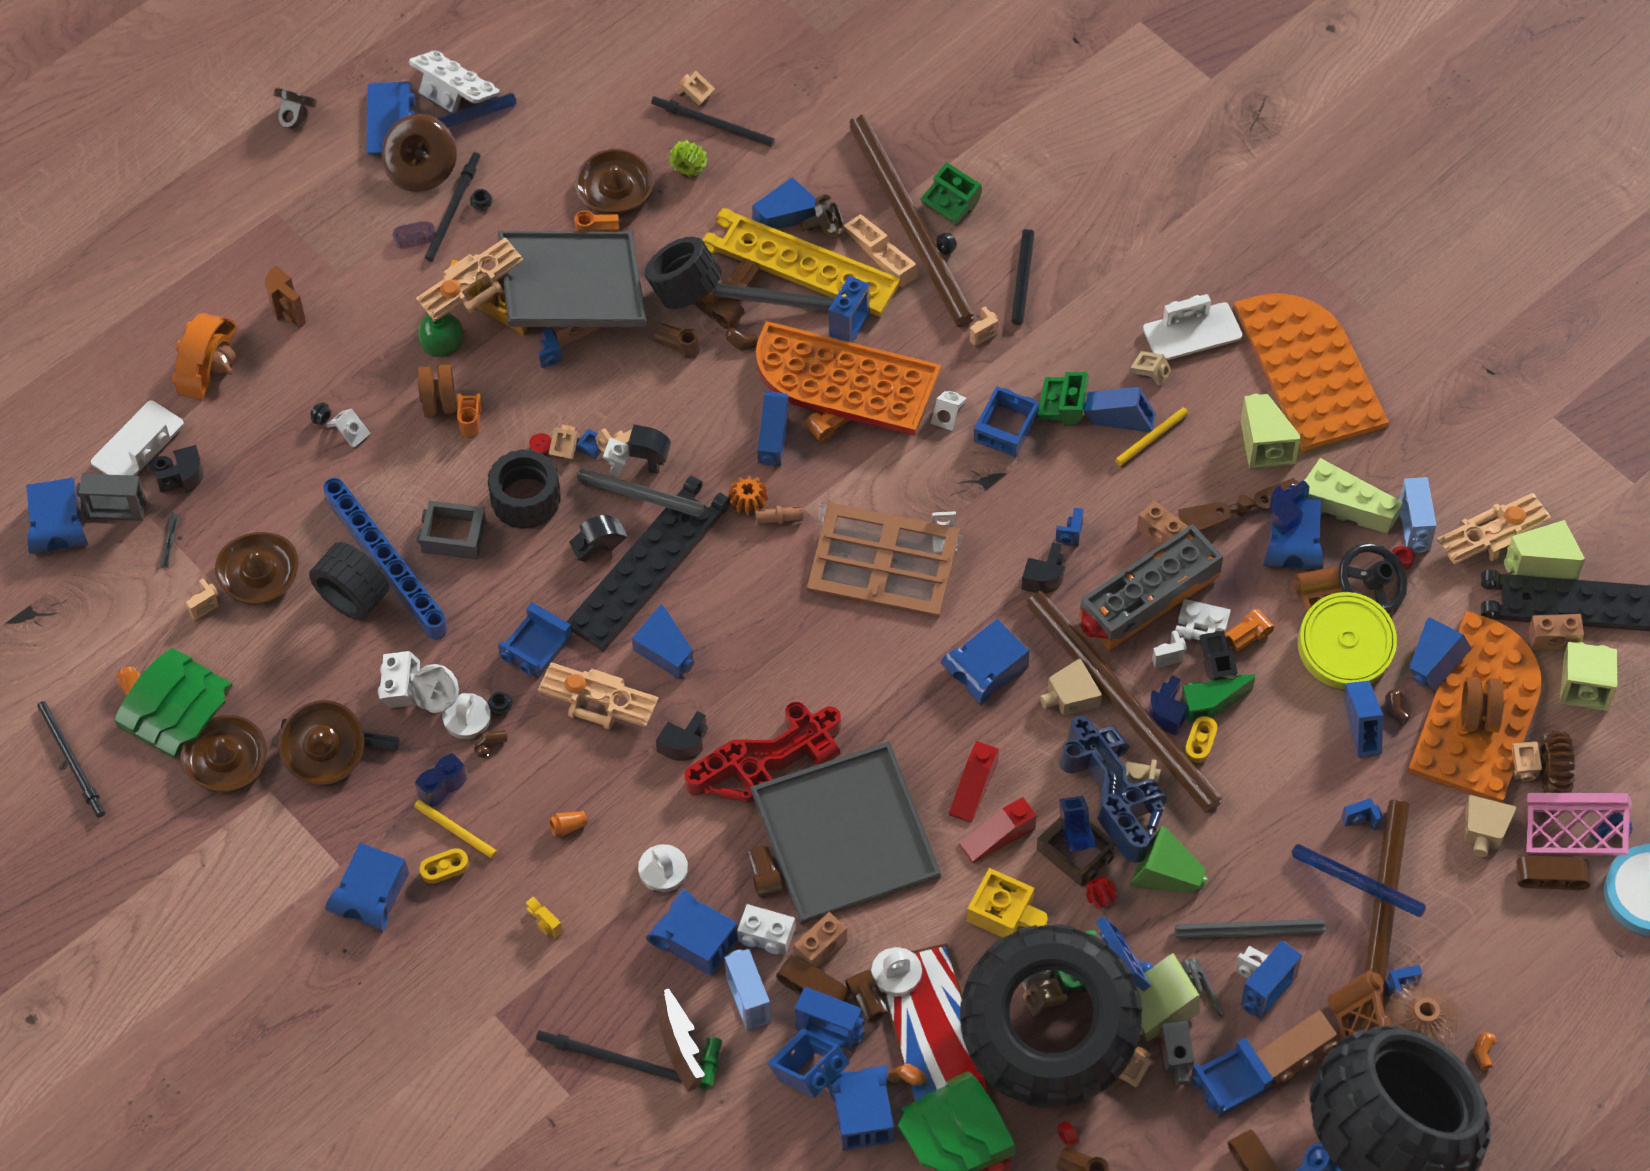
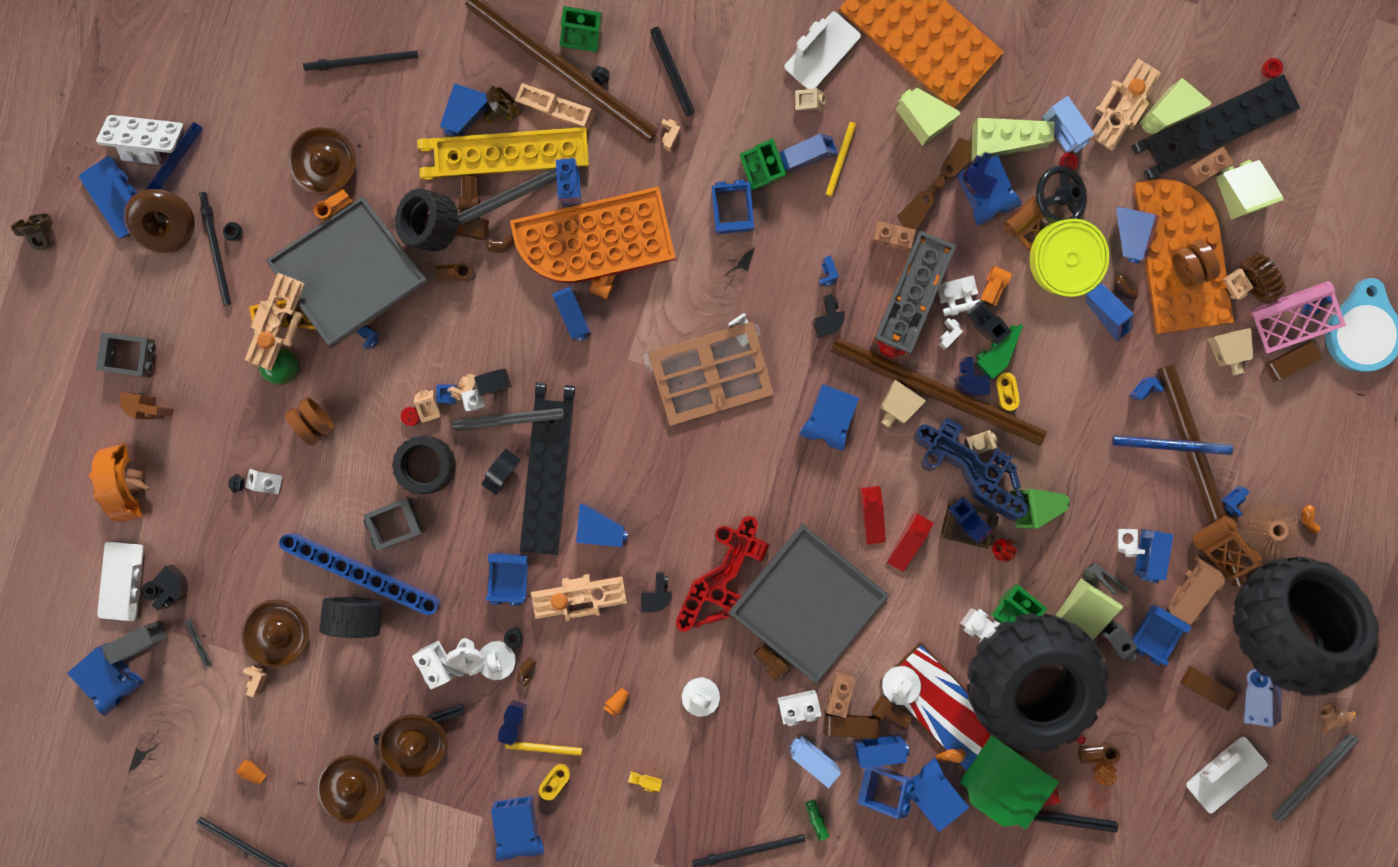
camera: 30 degrees left, 30 degrees up
(172, 702) = (289, 768): green slope -> none
(283, 236) = (107, 352): none -> dark grey window
(414, 234) = (199, 287): beam -> none
(468, 414) = (340, 418): orange piece -> none
(676, 1035) = (784, 815): slope -> none
(688, 158) = (365, 109): lime gear -> none
(695, 87) = (329, 38): light nougat bracket -> none
(695, 933) = (752, 736): blue piece -> none
(748, 495) = (580, 380): orange gear -> none
(779, 515) = (616, 378): nougat pin -> none
(950, 402) = (683, 216): white bracket -> none
(1008, 897) = (948, 599): yellow brick -> none
(1112, 936) = (1053, 597): blue plate -> none
(1252, 928) = (1113, 517): dark grey axle -> none

